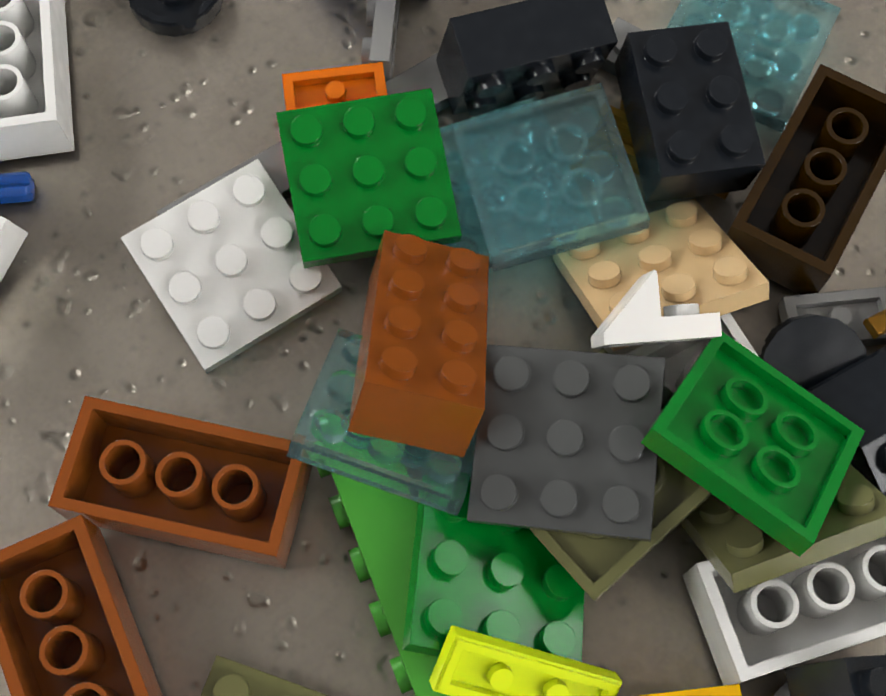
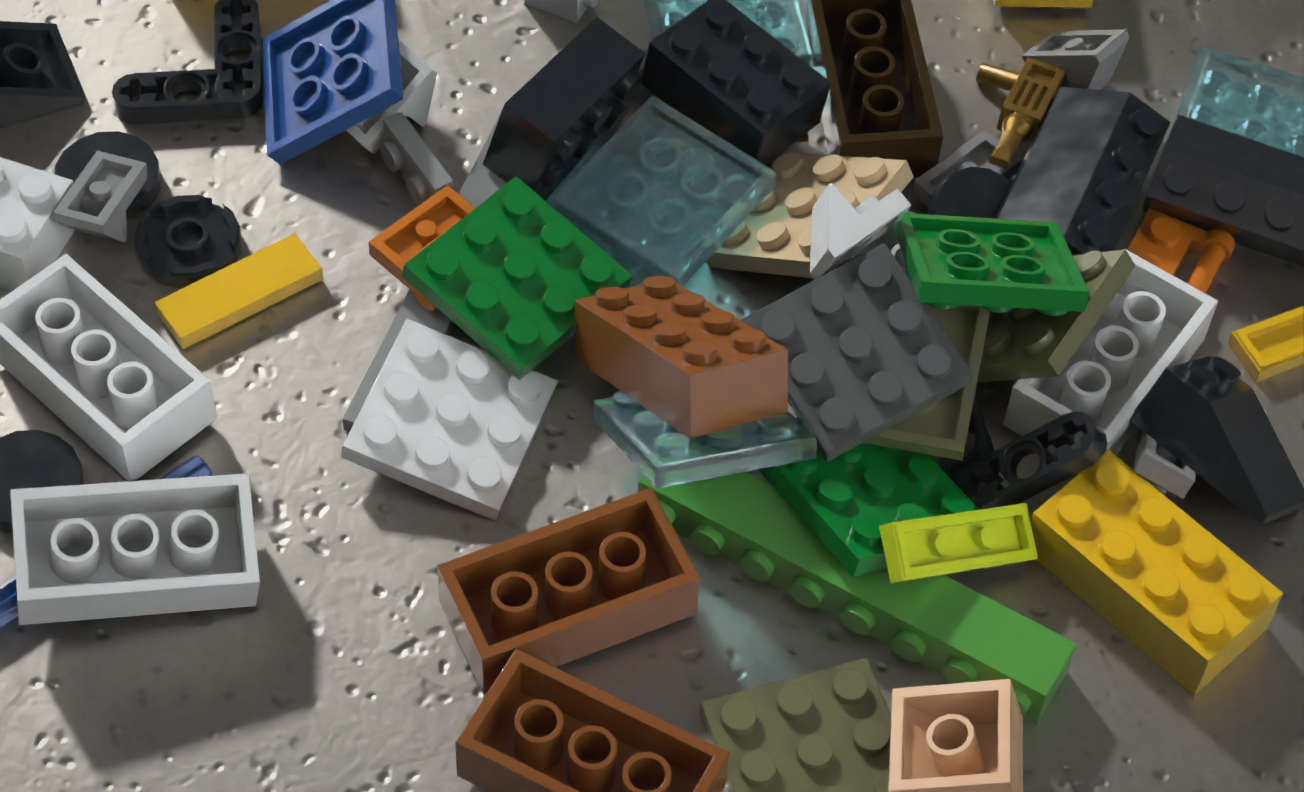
camera: 40 degrees left, 15 degrees down
(175, 55) = (238, 291): none -> yellow tile
(627, 611) = (985, 462): none -> black beam

